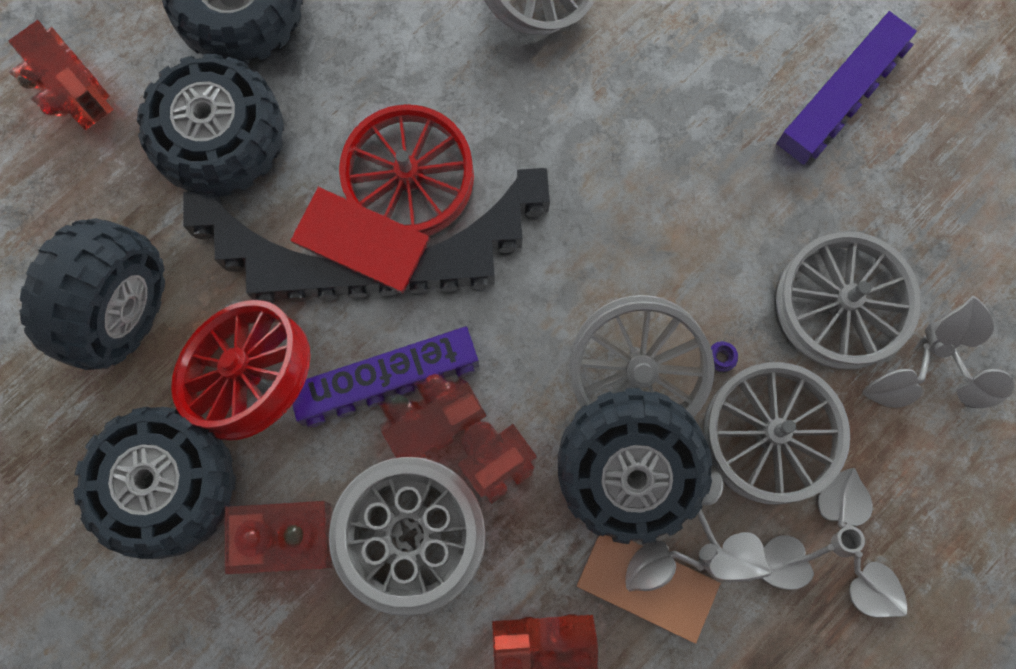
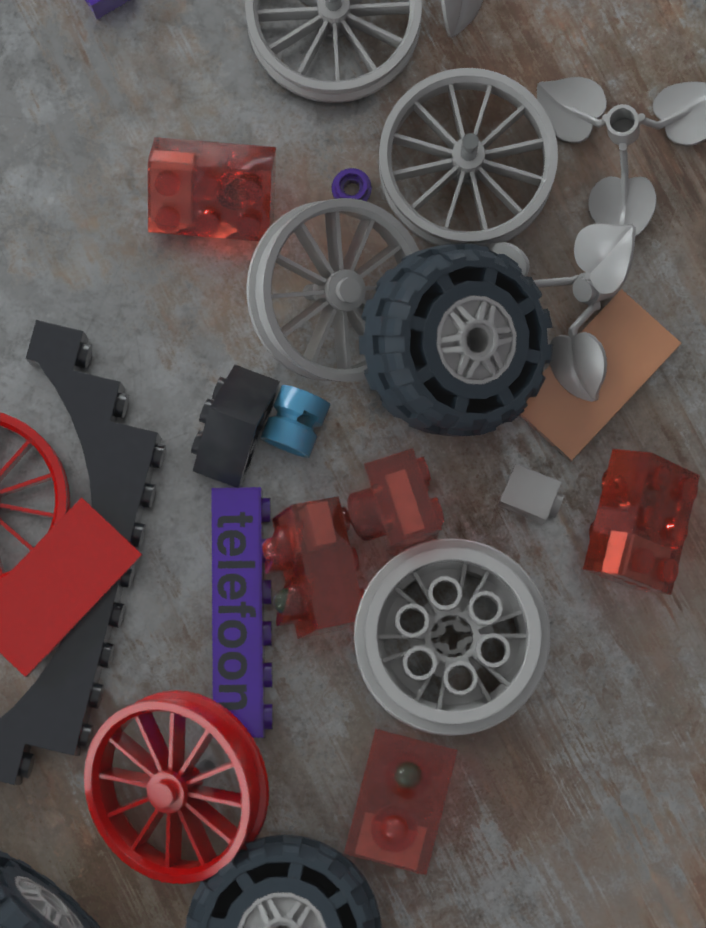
camera: 65 degrees left, 5 degrees up
(518, 326) = (233, 425): none -> black brick
(524, 370) = (295, 421): none -> dark azure wheel
(539, 563) = (531, 494): none -> light grey brick
(683, 253) = (210, 189): none -> clear red piece

